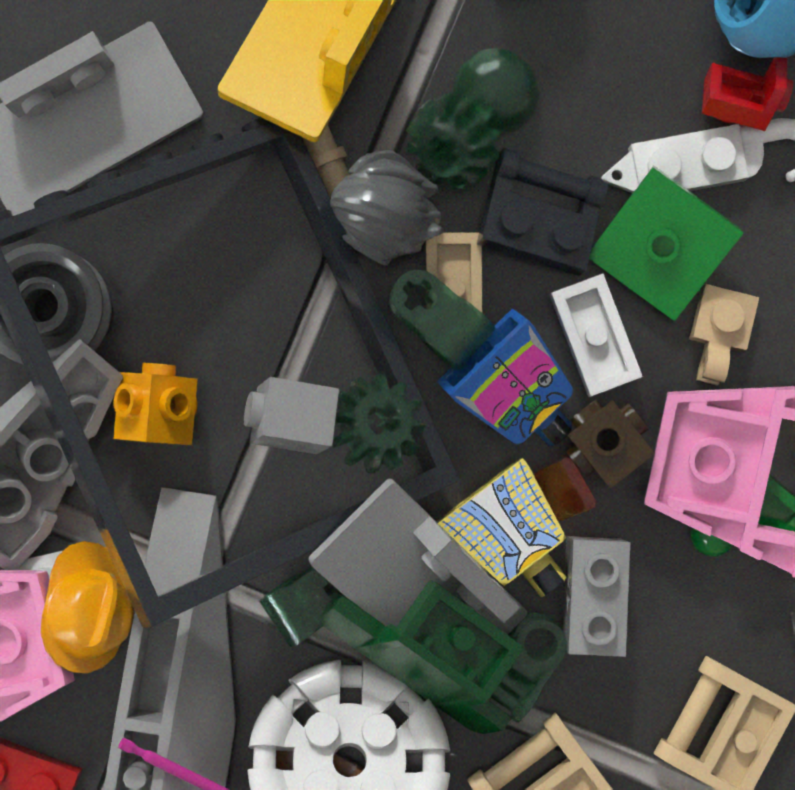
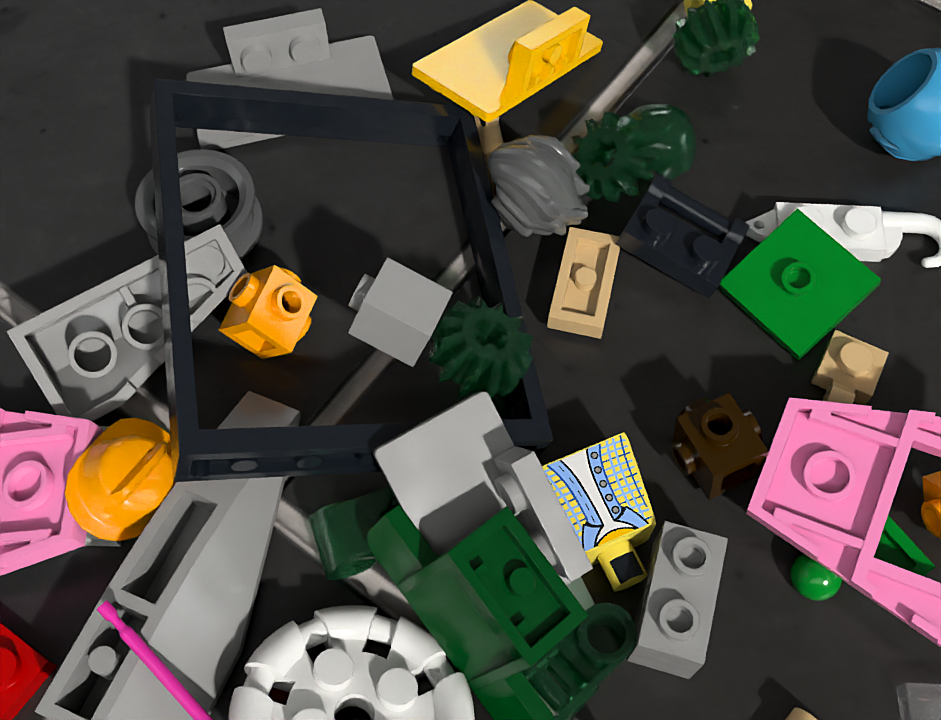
camera: 10 degrees right, 25 degrees down
(449, 324) = (567, 283): clear green piece -> none
(514, 384) = (628, 368): torso -> none
(564, 488) = (667, 483): clear red slope -> none
(595, 335) = (718, 349): white plate -> none
(746, 97) = (880, 185): red bracket -> none

